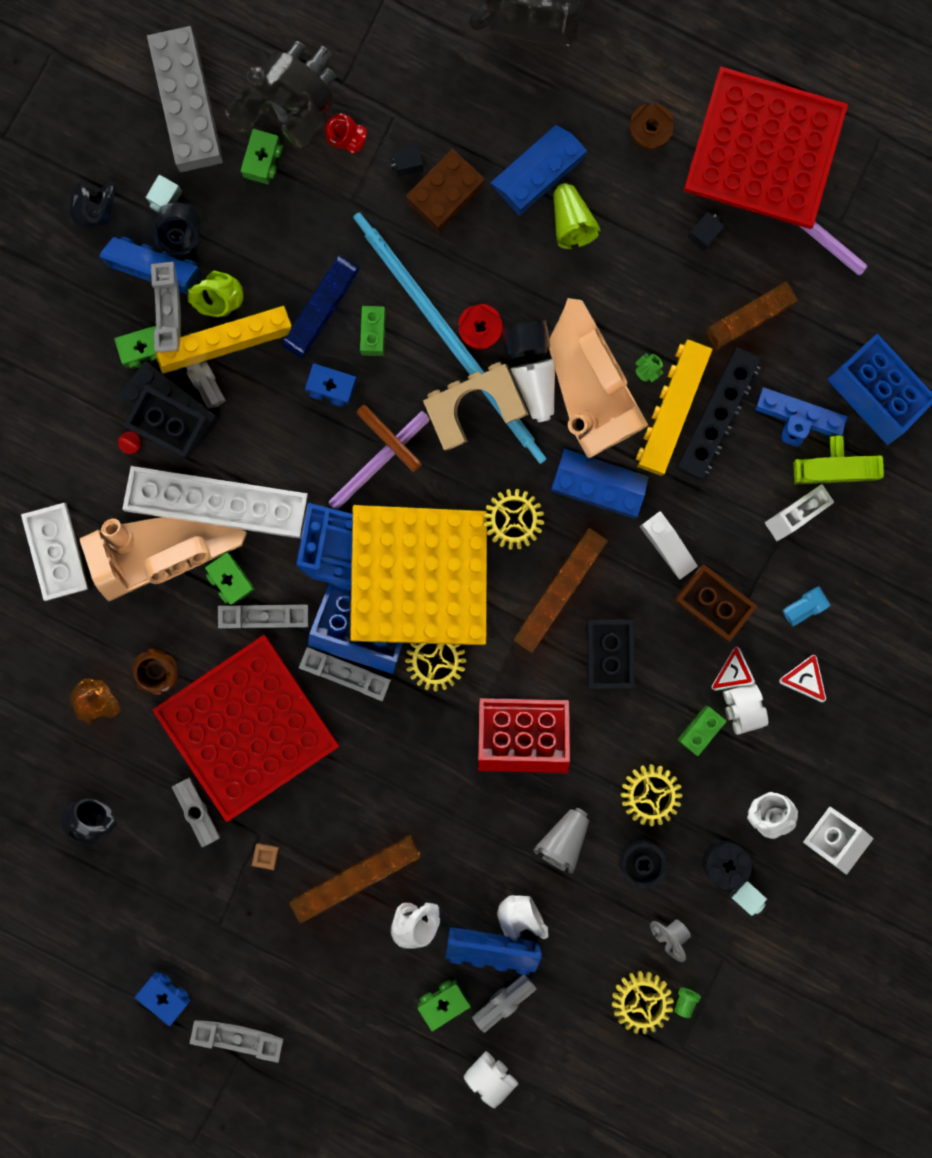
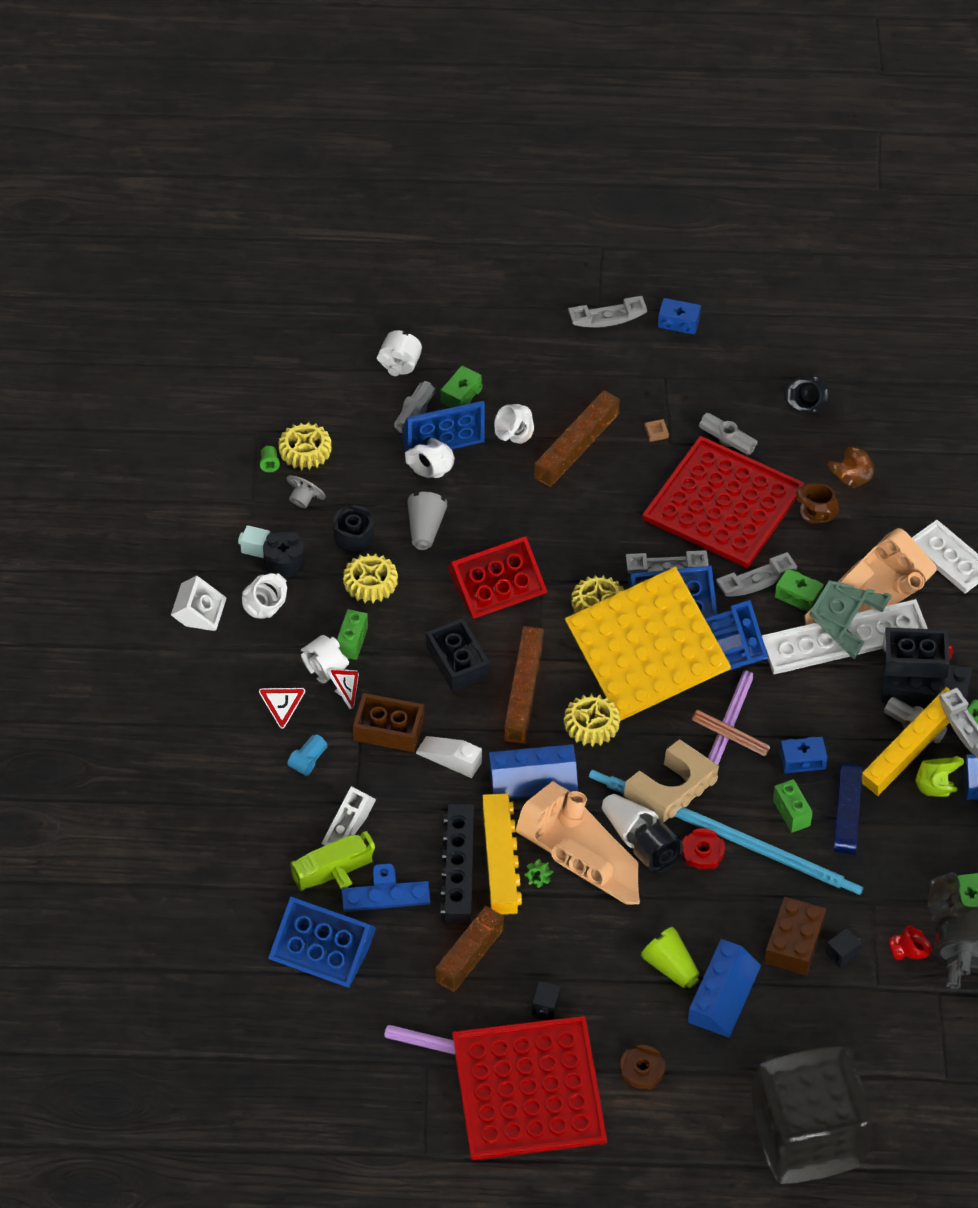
camera: 155 degrees right, 35 degrees down
(208, 526) = (837, 609): none -> sand green wing

